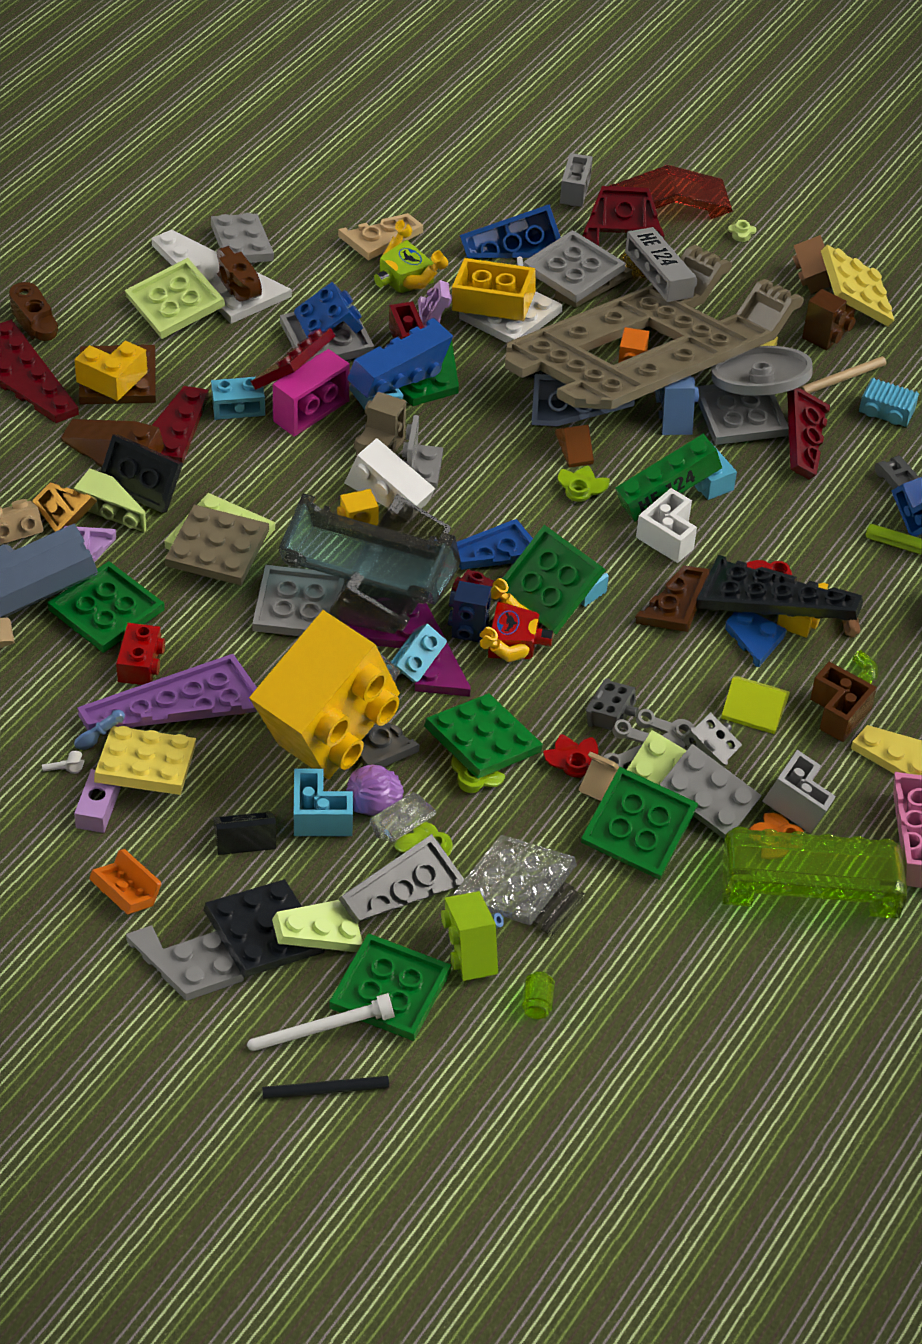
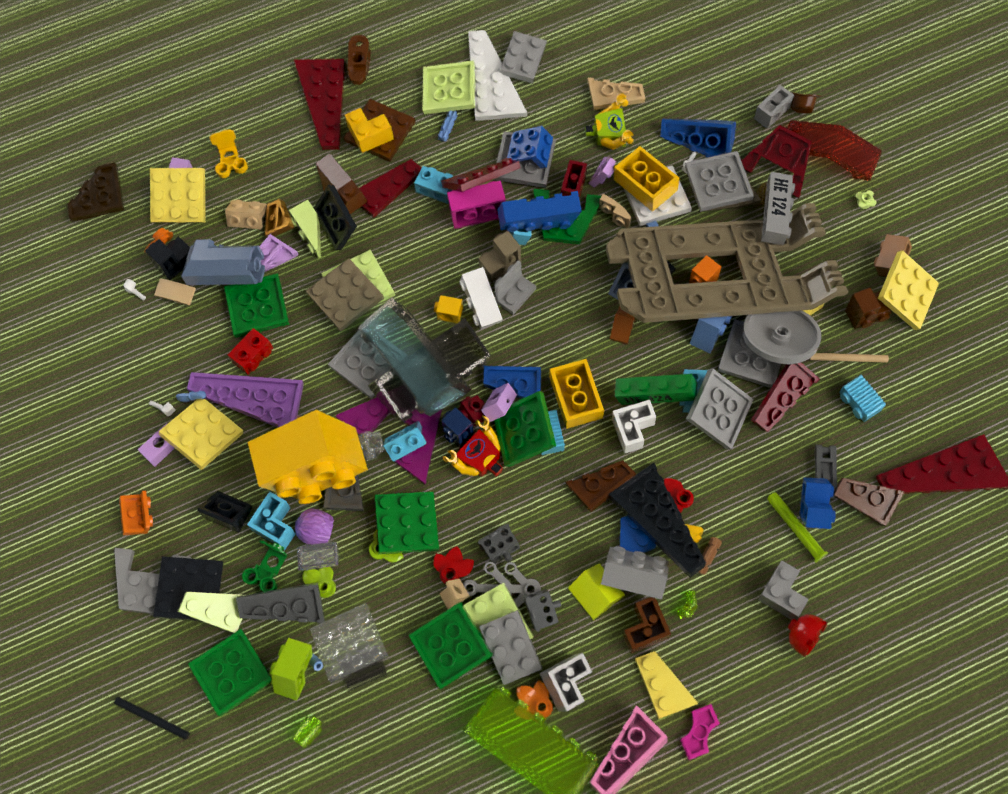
camera: 40 degrees right, 20 degrees up
(201, 339) = (447, 126): none -> medium blue axle
(238, 275) = (493, 88): reddish brown piece -> none
(345, 834) = (263, 572): none -> green piece
(379, 1008) = (207, 689): white piece -> none
(476, 339) = (620, 215): none -> tan slope
(499, 564) = (497, 403): none -> lavender piece
(581, 521) = (576, 393): none -> yellow brick
(582, 483) = (608, 357): lime plate -> none
(605, 165) = (803, 103): none -> reddish brown piece
(752, 468) = (719, 409): none -> light grey plate
(789, 650) = (636, 572): none -> light grey brick

